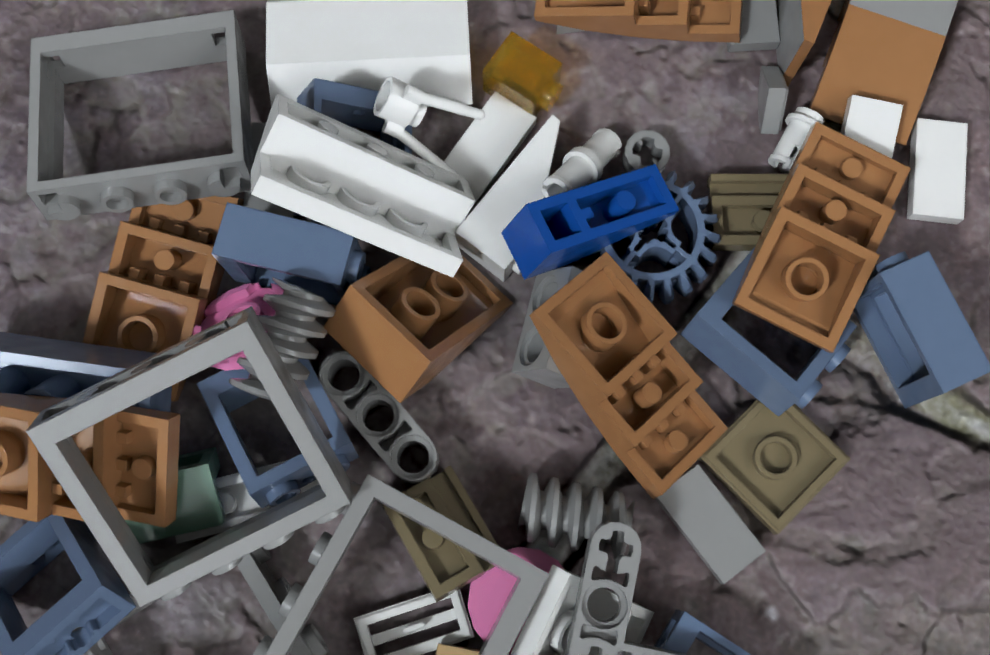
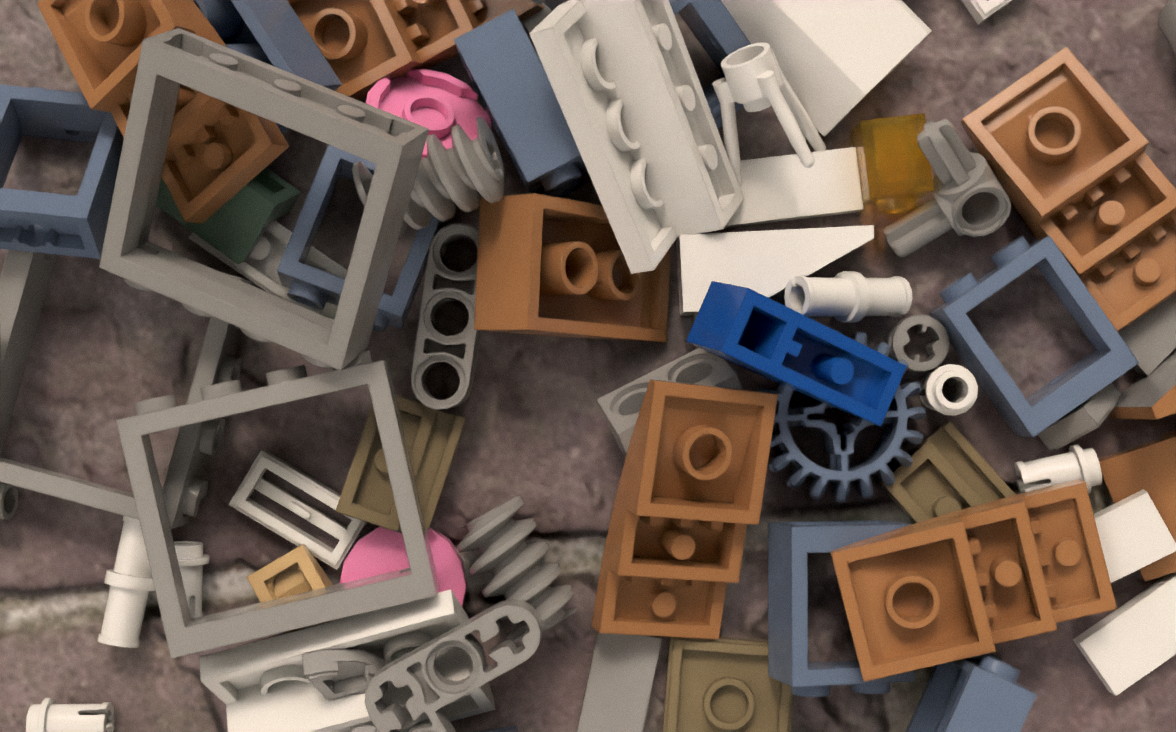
camera: 55 degrees right, 10 degrees up
(583, 54) = (955, 180): none -> light grey axle
(682, 163) = (958, 401): none -> white pin
(701, 127) = (1068, 390): none -> sand blue window

